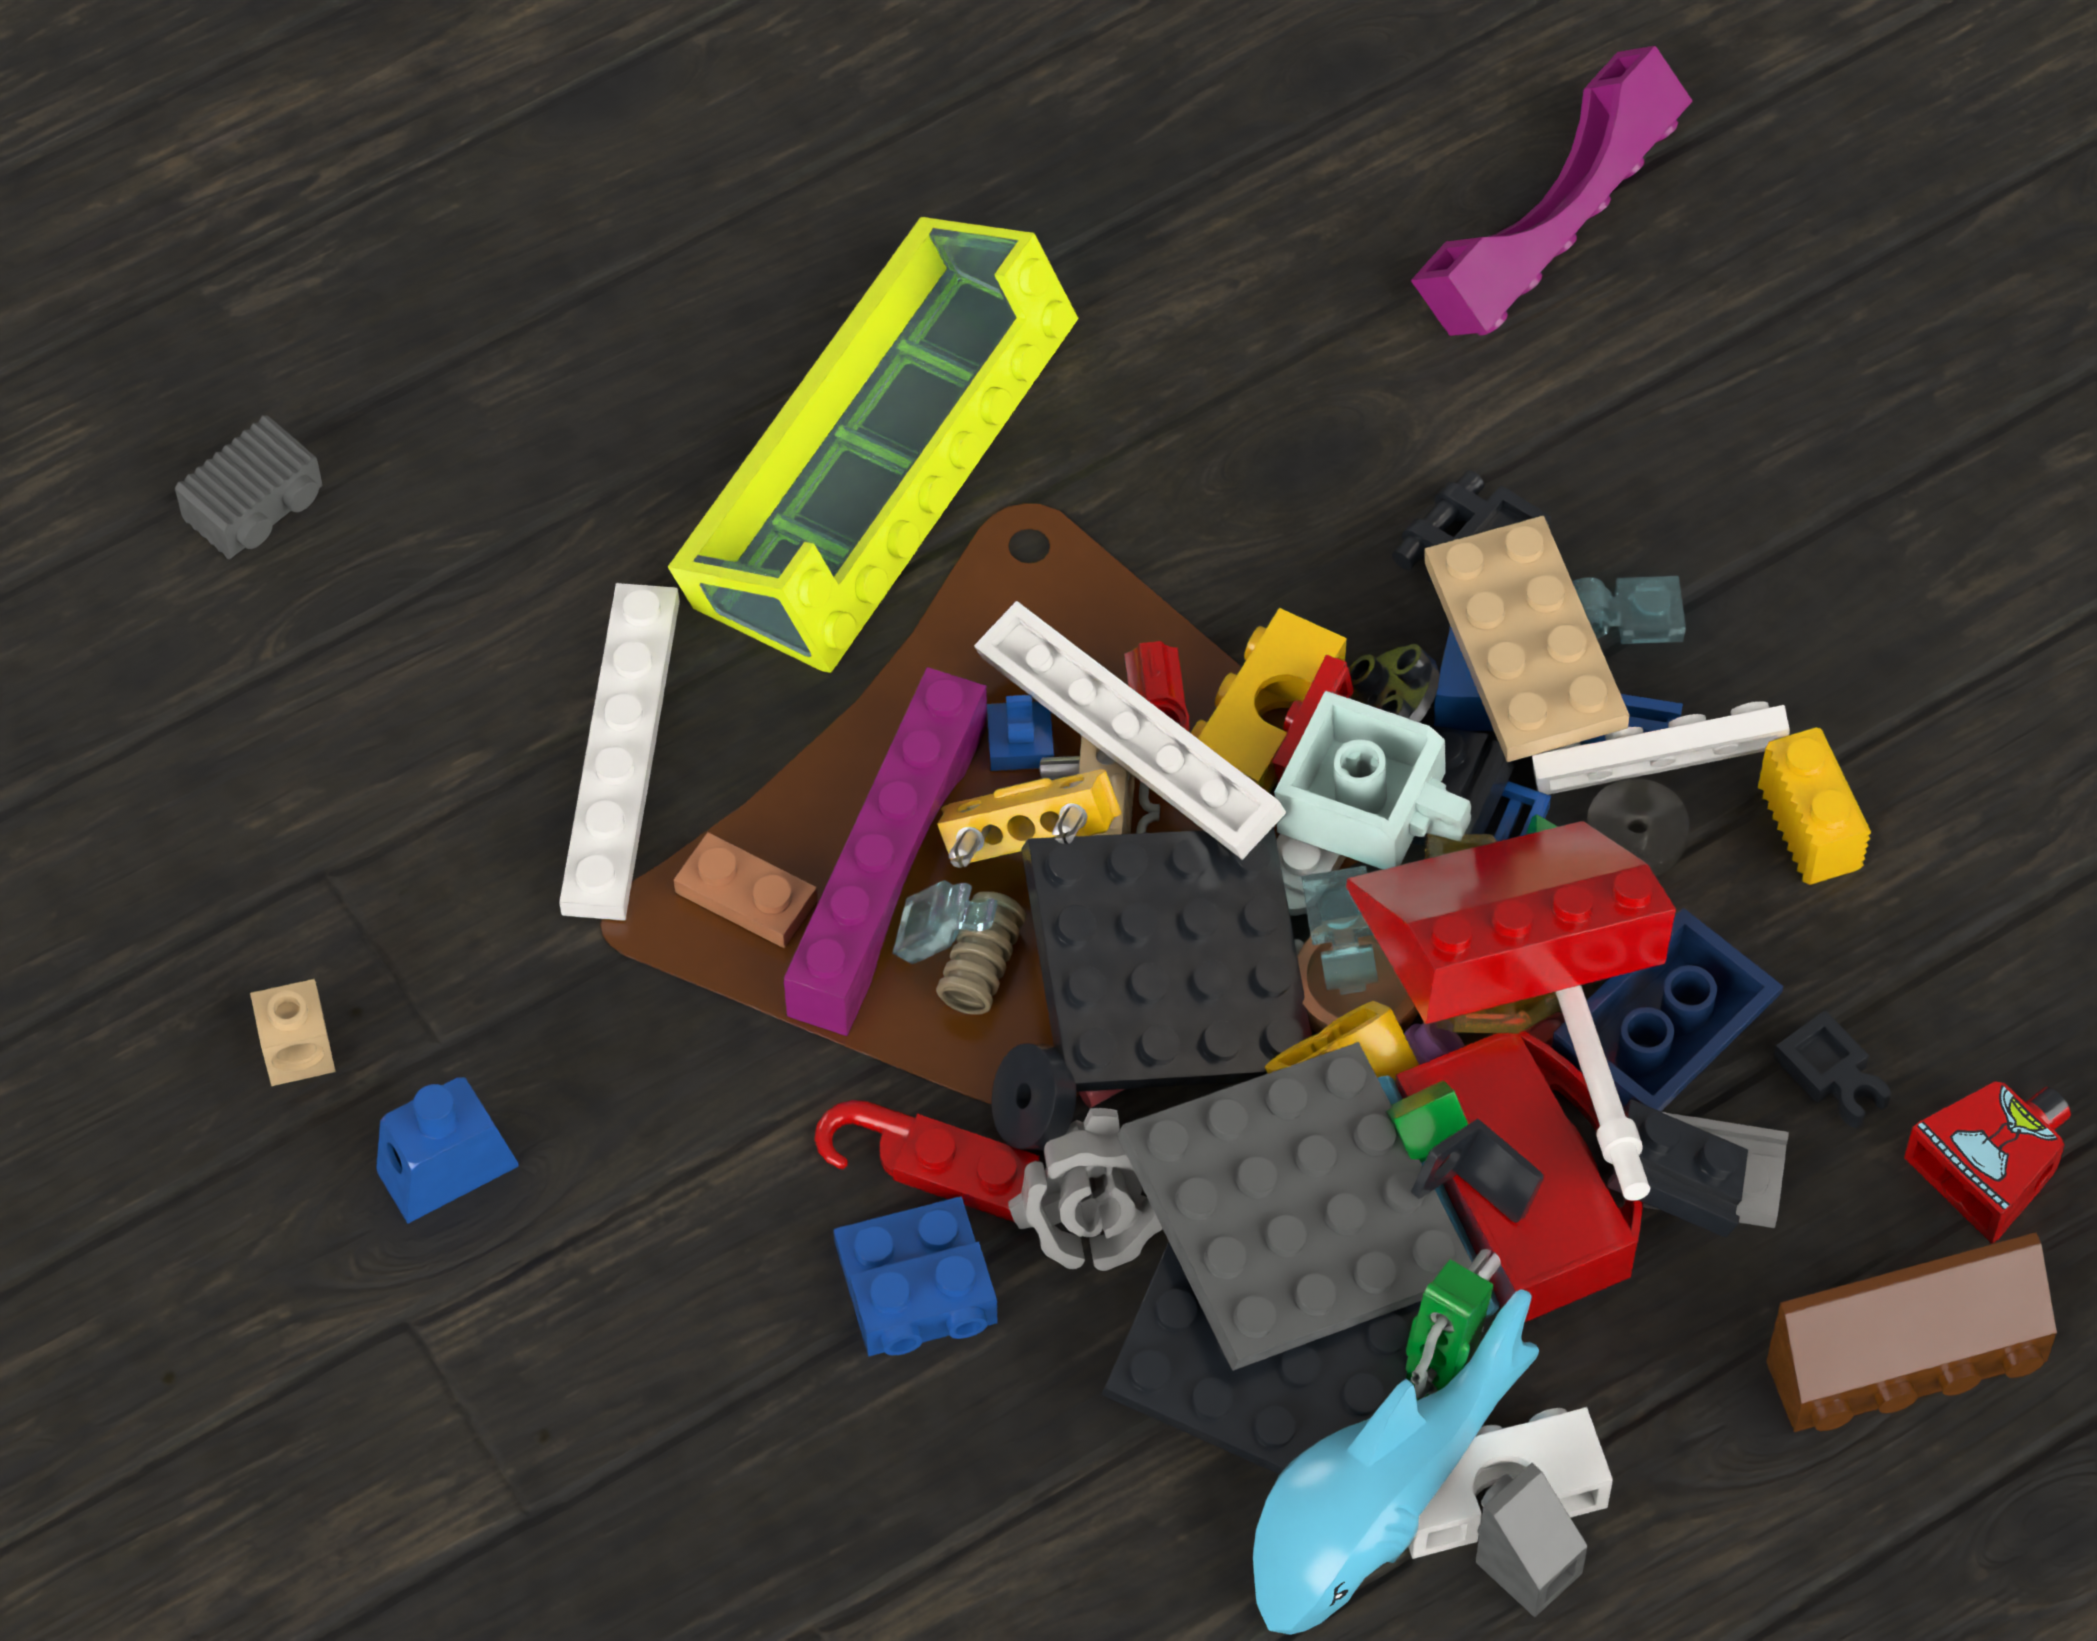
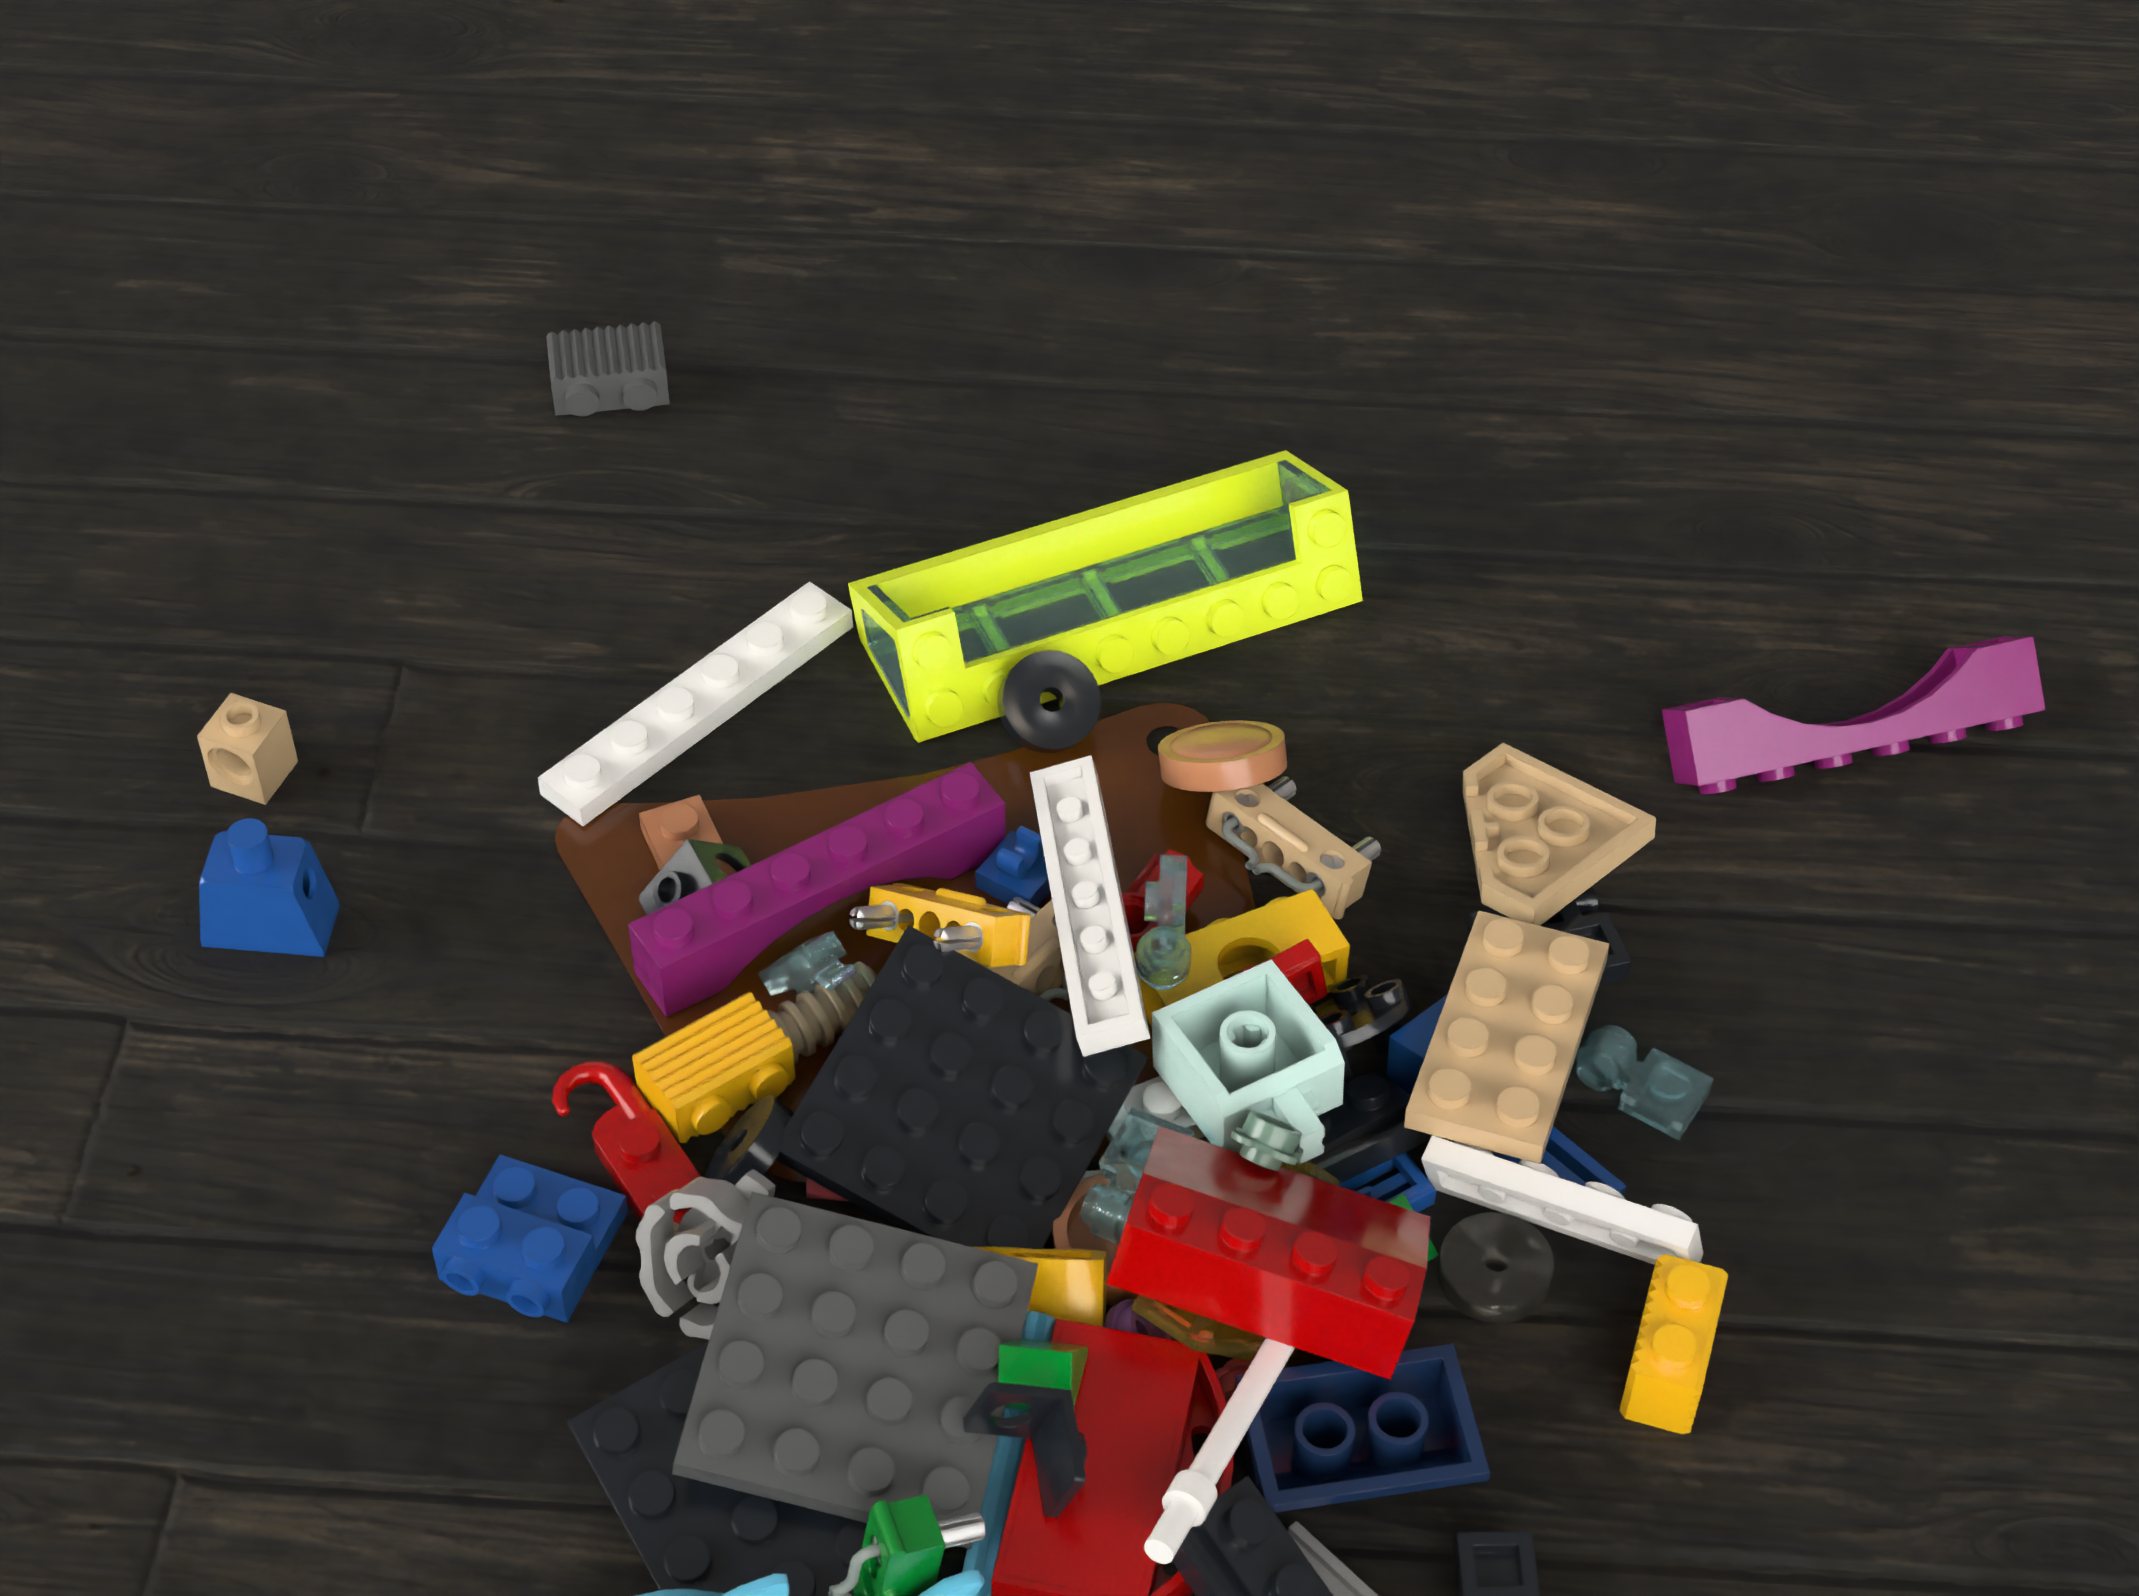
camera: 35 degrees right, 10 degrees down
(780, 914) = (689, 871): none -> black bracket
(899, 578) = (1072, 686): none -> black piece
(941, 1050) = (715, 1068): none -> yellow brick
(1105, 534) = (1222, 756): none -> nougat piece
(1202, 695) = (1164, 952): none -> clear light blue plate
(1210, 577) = (1291, 844): none -> tan piece
(1402, 448) = (1543, 833): none -> tan plate
(1441, 838) = (1267, 1141): none -> sand green plate

